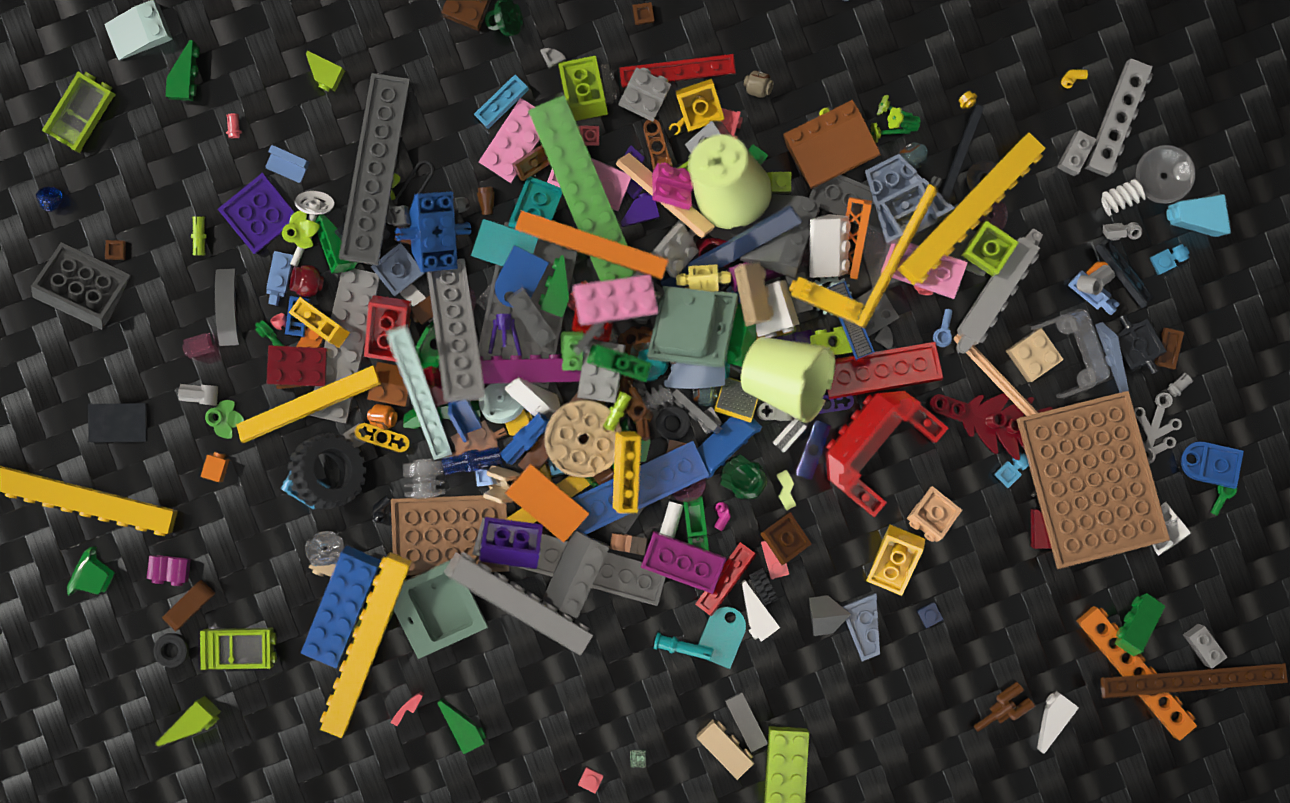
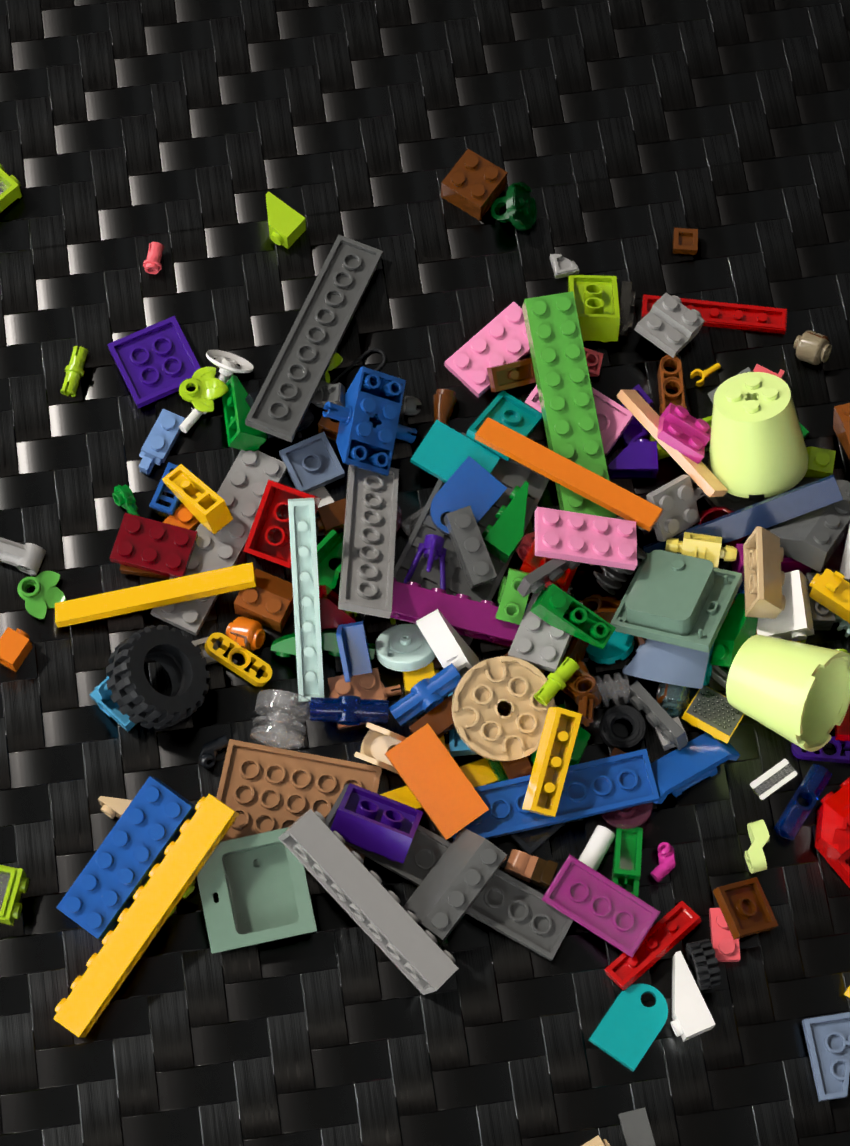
camera: 10 degrees right, 20 degrees down
(138, 30) = (71, 130): light aqua slope -> none
(181, 78) = (107, 191): green slope -> none
(198, 346) = (35, 497): clear pink brick -> none
(226, 307) = (83, 463): dark grey slope -> none
(278, 321) = (145, 491): coral hinge -> none
(287, 164) = (207, 313): medium blue panel -> none
(306, 280) = (194, 448): dark red piece -> none
(315, 546) = (123, 780): clear plate -> none
(410, 705) = (186, 1016): coral slope -> none
(464, 729) = (249, 1068): green slope -> none
(483, 479) = (359, 740): light blue tile -> none
(501, 101) = (489, 300): dark azure plate -> none
(674, 645) = (564, 1018): teal pin -> none
(699, 104) = (734, 351): yellow slope -> none
(743, 477) = (703, 817): dark green hair -> none
(775, 414) = (764, 742): light grey piece -> none
(826, 615) = (781, 1027): dark grey slope -> none

